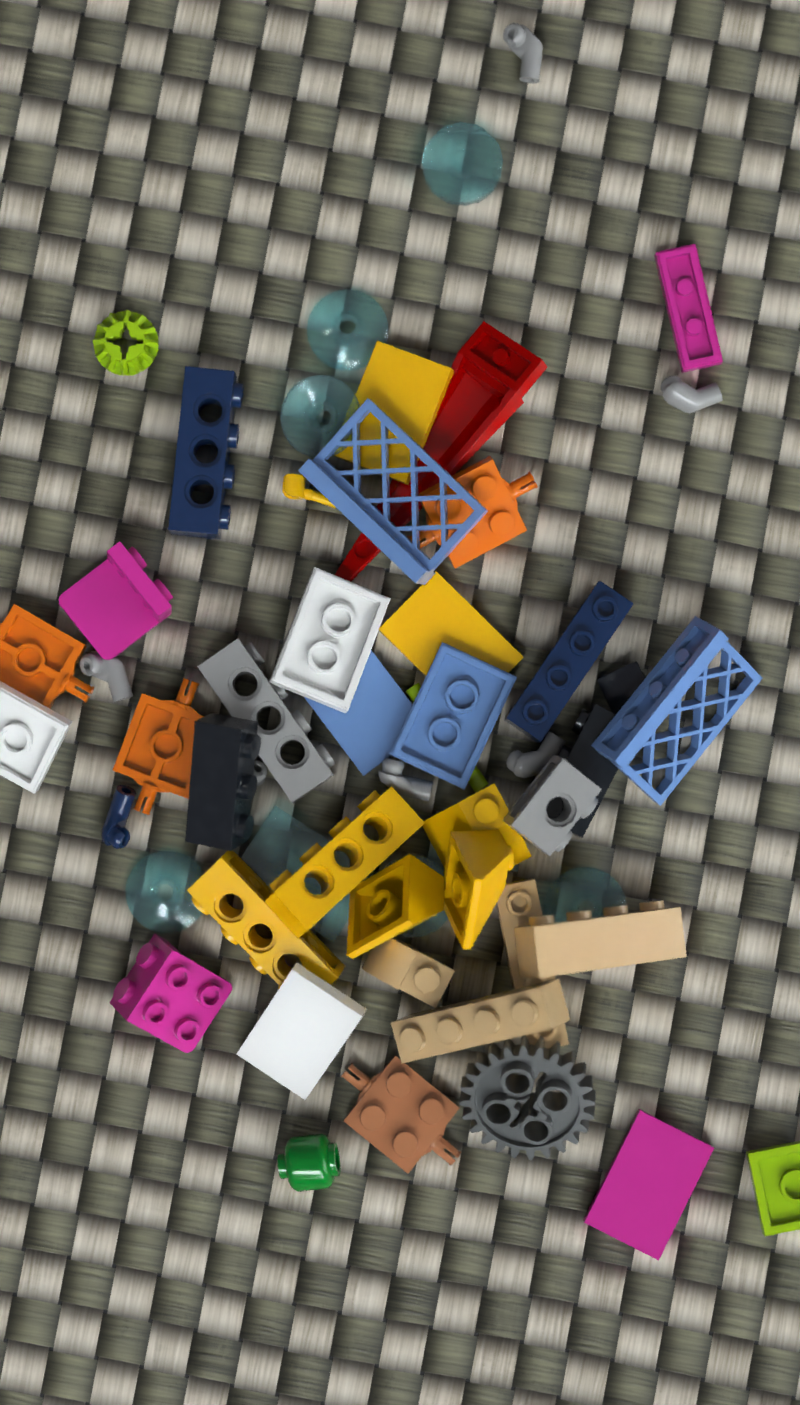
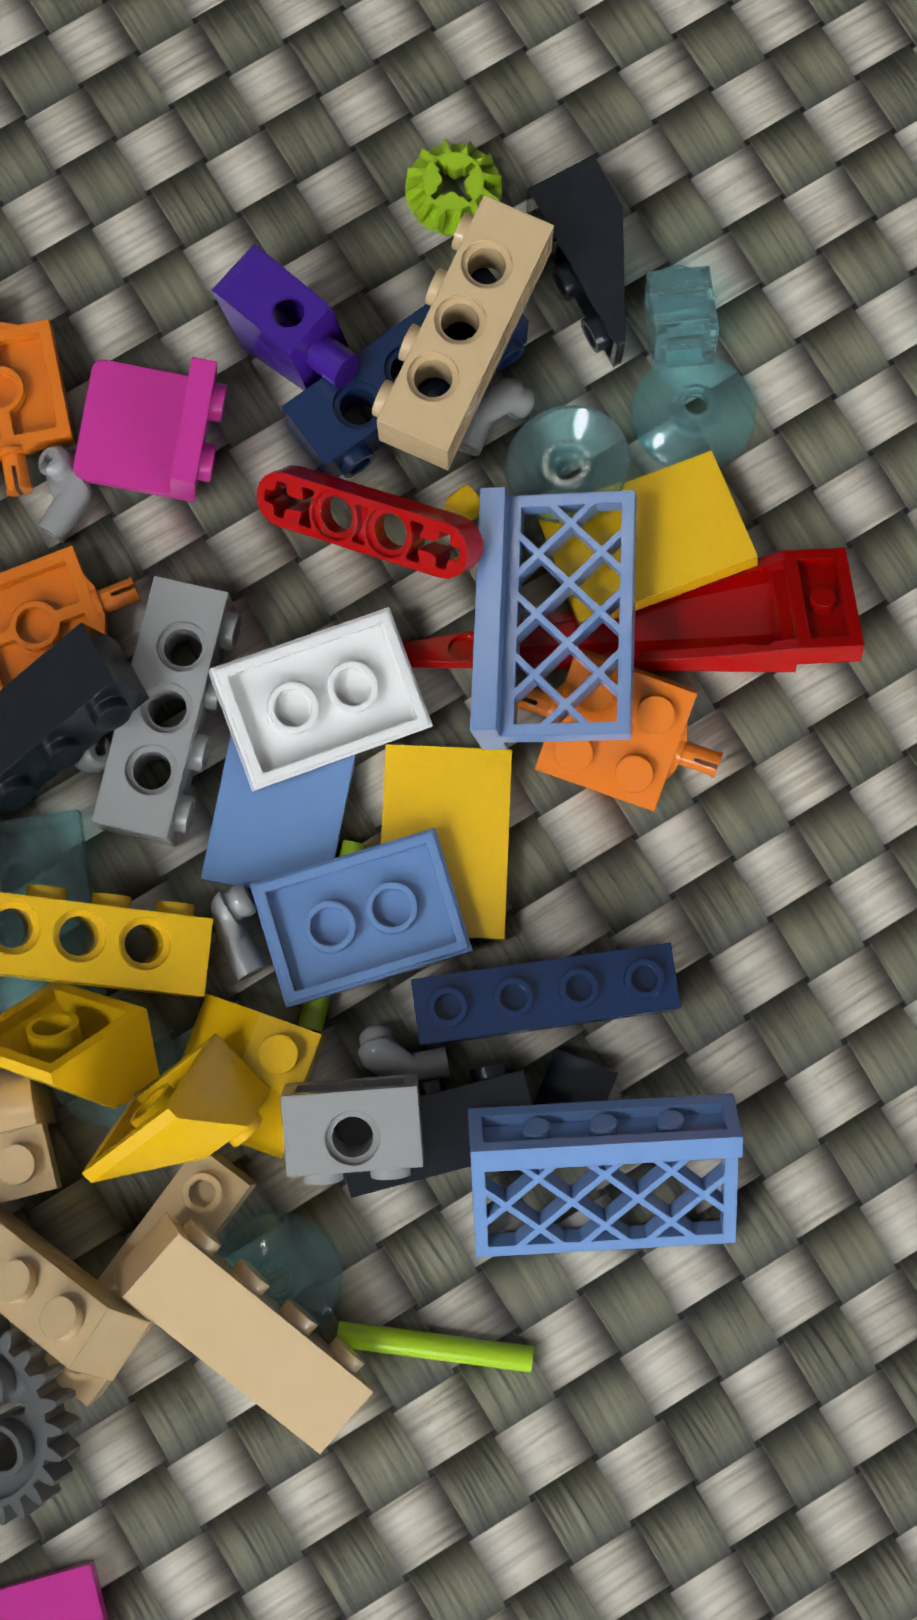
camera: 50 degrees right, 5 degrees down
(130, 490) = (284, 322): none -> dark purple torso
(198, 345) = (493, 239): none -> tan brick
(212, 302) = (587, 249): none -> black slope
(254, 426) = (500, 398): none -> light grey arm
(268, 544) = (368, 516): none -> red beam
(297, 293) = (681, 317): none -> clear light blue brick
(685, 861) = (436, 1346): none -> lime bar

